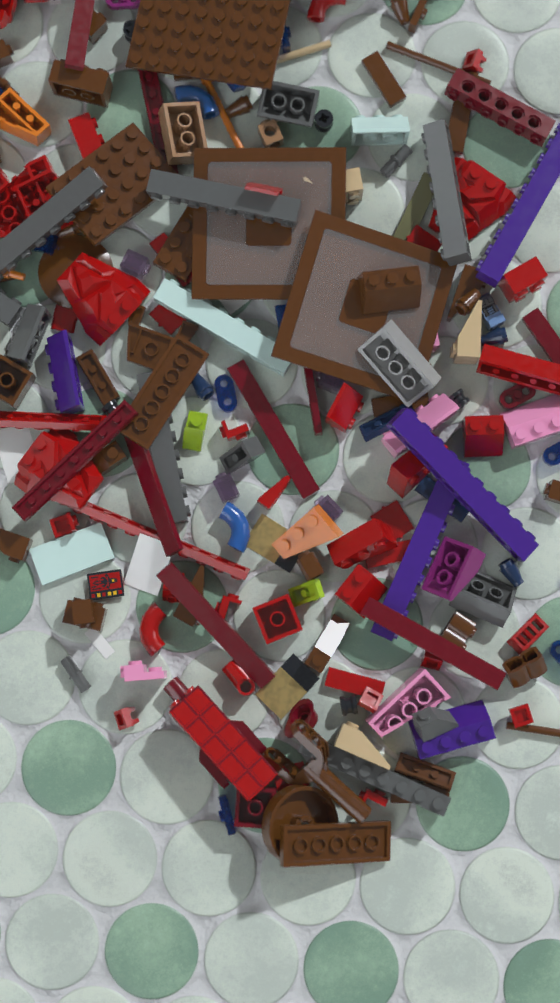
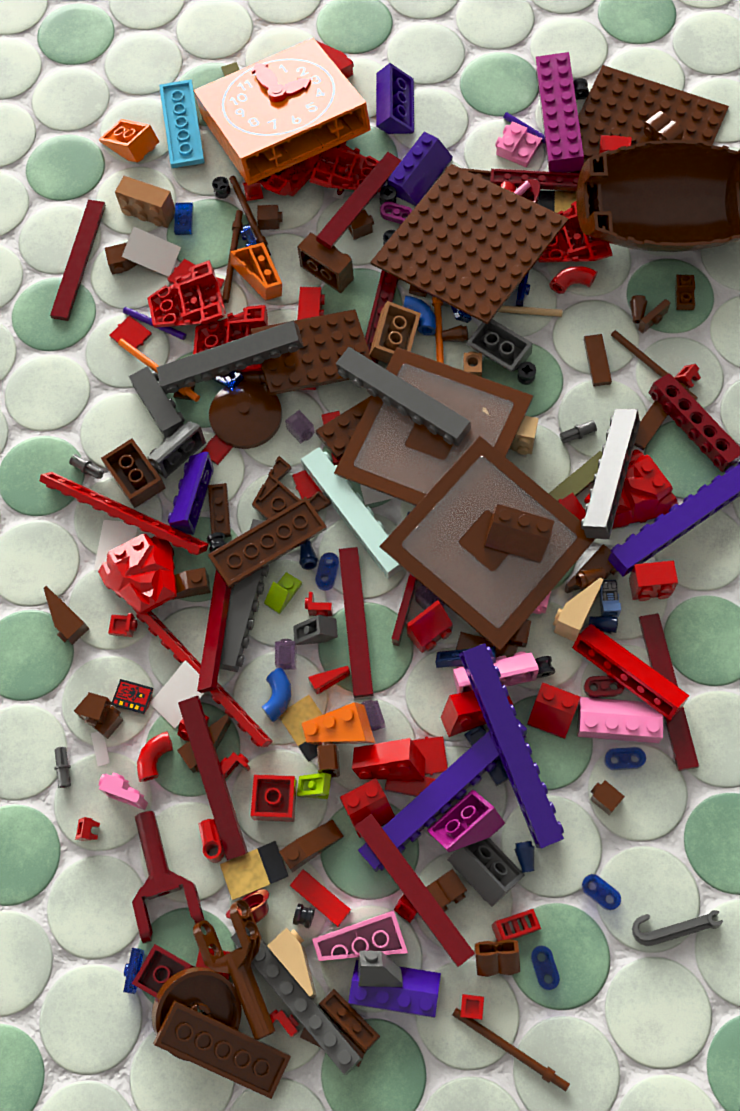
camera: 30 degrees right, 15 degrees down
(72, 553) = (116, 655): light aqua tile -> none
(75, 460) = (157, 567): dark red tile -> none
(100, 295) = (255, 440): red wedge -> none
(222, 742) = (161, 894): red brick -> none
(263, 189) = (440, 400): red piece -> none
(370, 699) = (326, 919): tile -> none
(379, 130) = (573, 399): light aqua slope -> none
(399, 363) = (498, 604): light grey slope -> none

